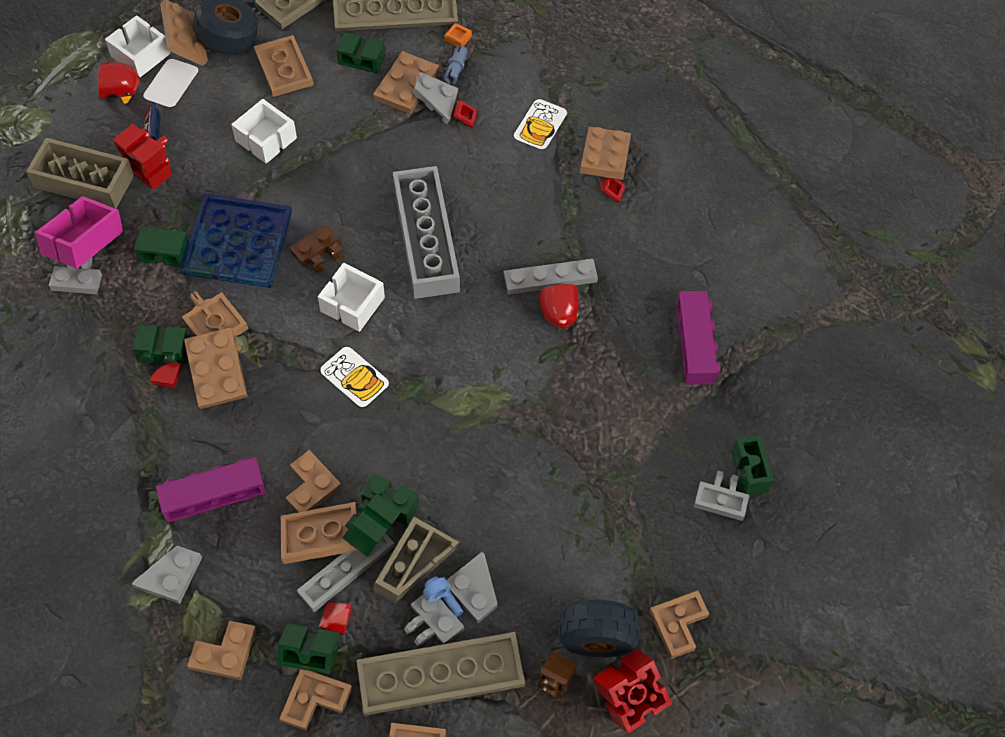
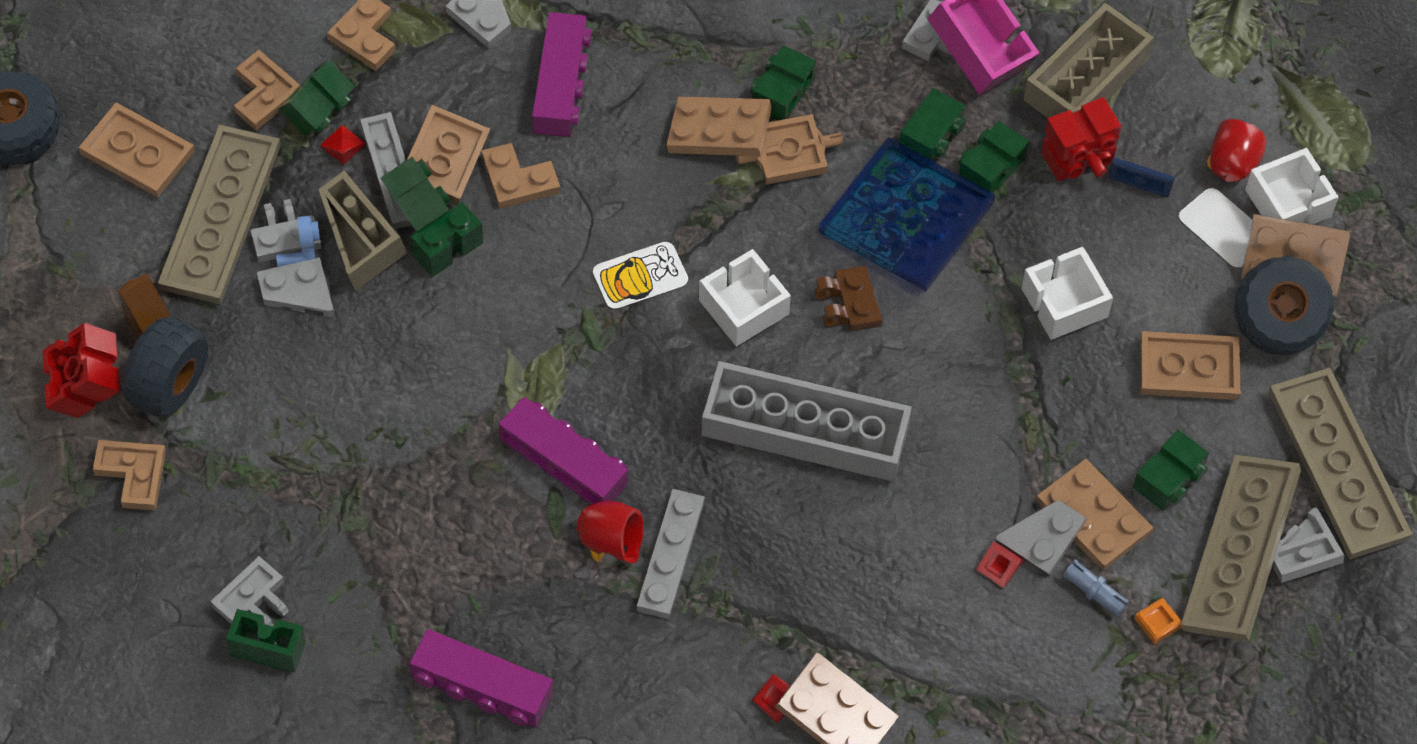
camera: 115 degrees right, 0 degrees up
(167, 375) = (740, 81): red tile -> none
(174, 206) = (995, 158): none -> dark green brick
(517, 358) = (562, 452): none -> magenta brick
(540, 124) = (940, 662): sticker -> none

